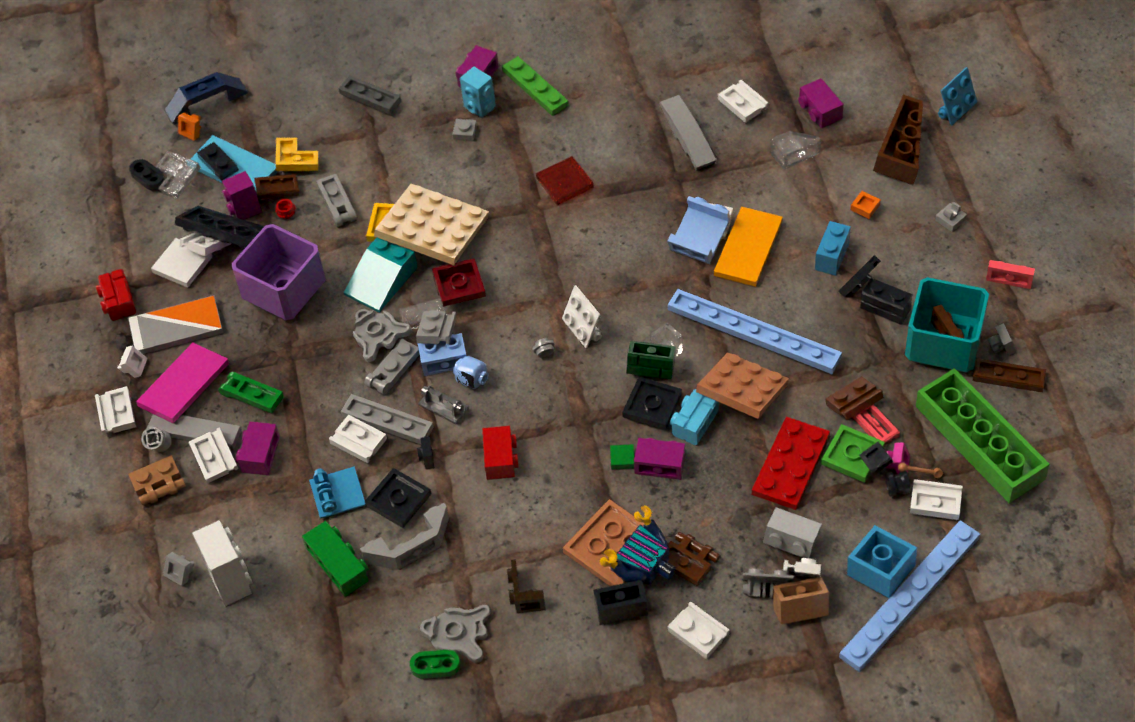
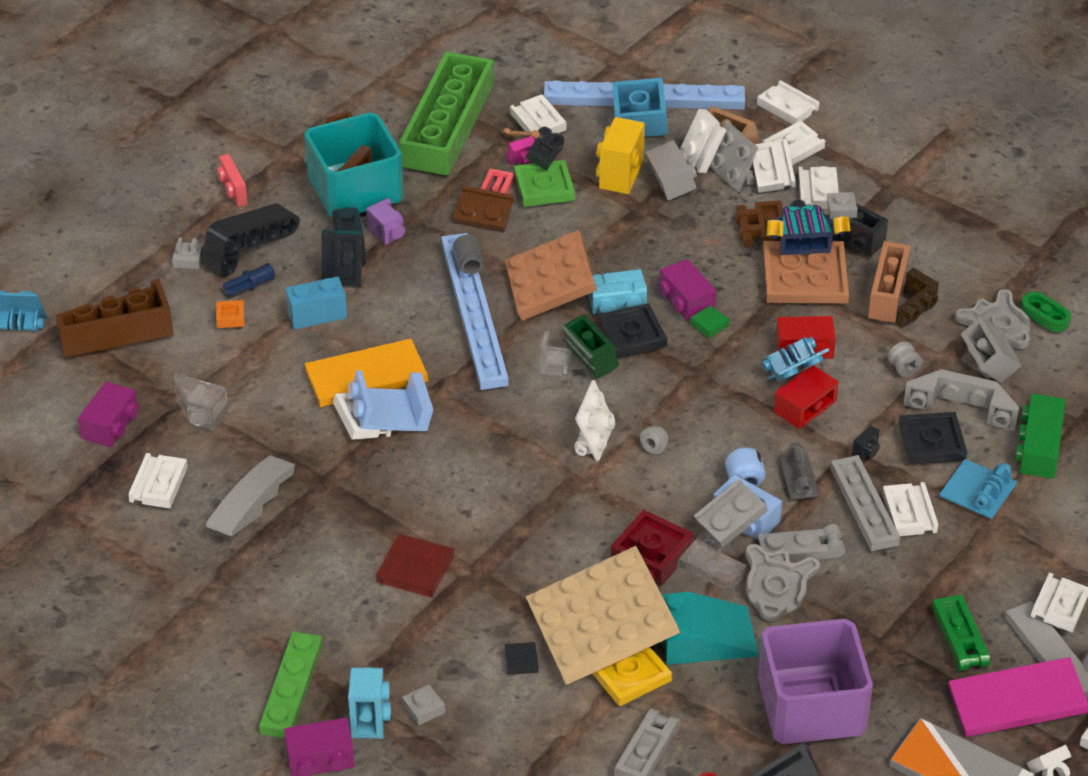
camera: 135 degrees left, 10 degrees down
(258, 448) = (1010, 573): magenta brick -> none
(428, 586) = (990, 350): none -> light grey brick
(451, 186) = (521, 658): none -> black tile
(475, 535) = (905, 359): none -> light grey wheel
(523, 456) = (783, 367): none -> dark azure hinge
(549, 492) = (795, 328): none -> red brick
(549, 577) = (889, 282): none -> nougat brick
(635, 586) = (841, 205): none -> light grey plate
(741, 606) = (773, 166): none -> white plate
(758, 646) = (801, 141): none -> white plate
(790, 463) = (595, 216): red plate -> none
(798, 343) = (468, 254): none -> dark grey brick
(817, 688) = (787, 103): none -> white plate
(830, 504) = (620, 155): none -> yellow brick
(887, 332) = (385, 222): none -> medium lavender brick
(893, 232) = (248, 280): none -> dark blue axle
(930, 227) = (243, 231): none -> black beam

